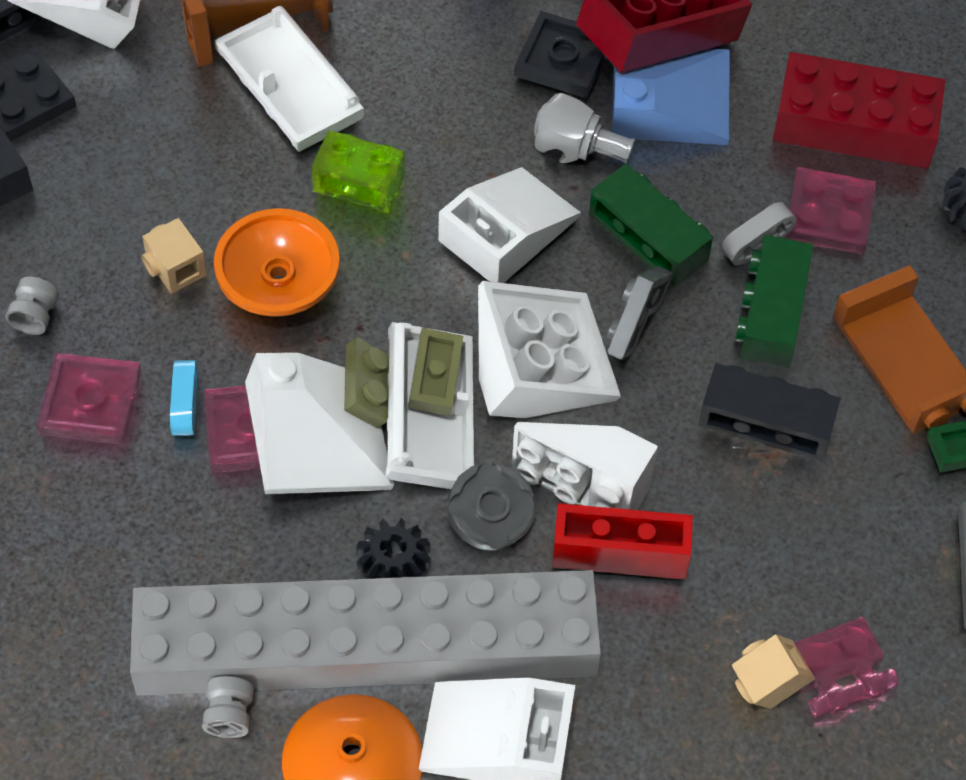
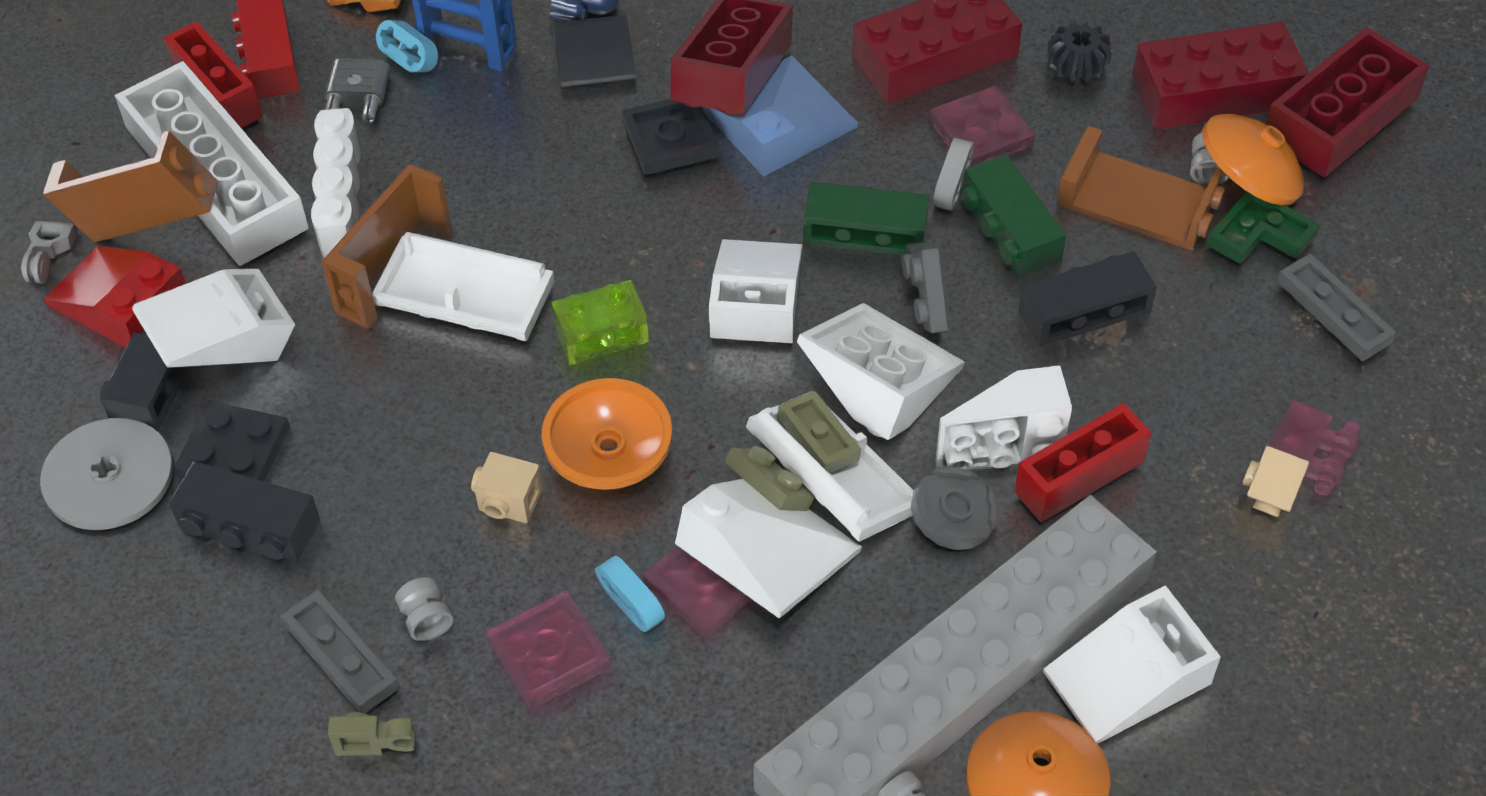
camera: 35 degrees left, 5 degrees down
(378, 547) = (918, 594): black gear -> none
(577, 131) = (742, 184): light grey piece -> none

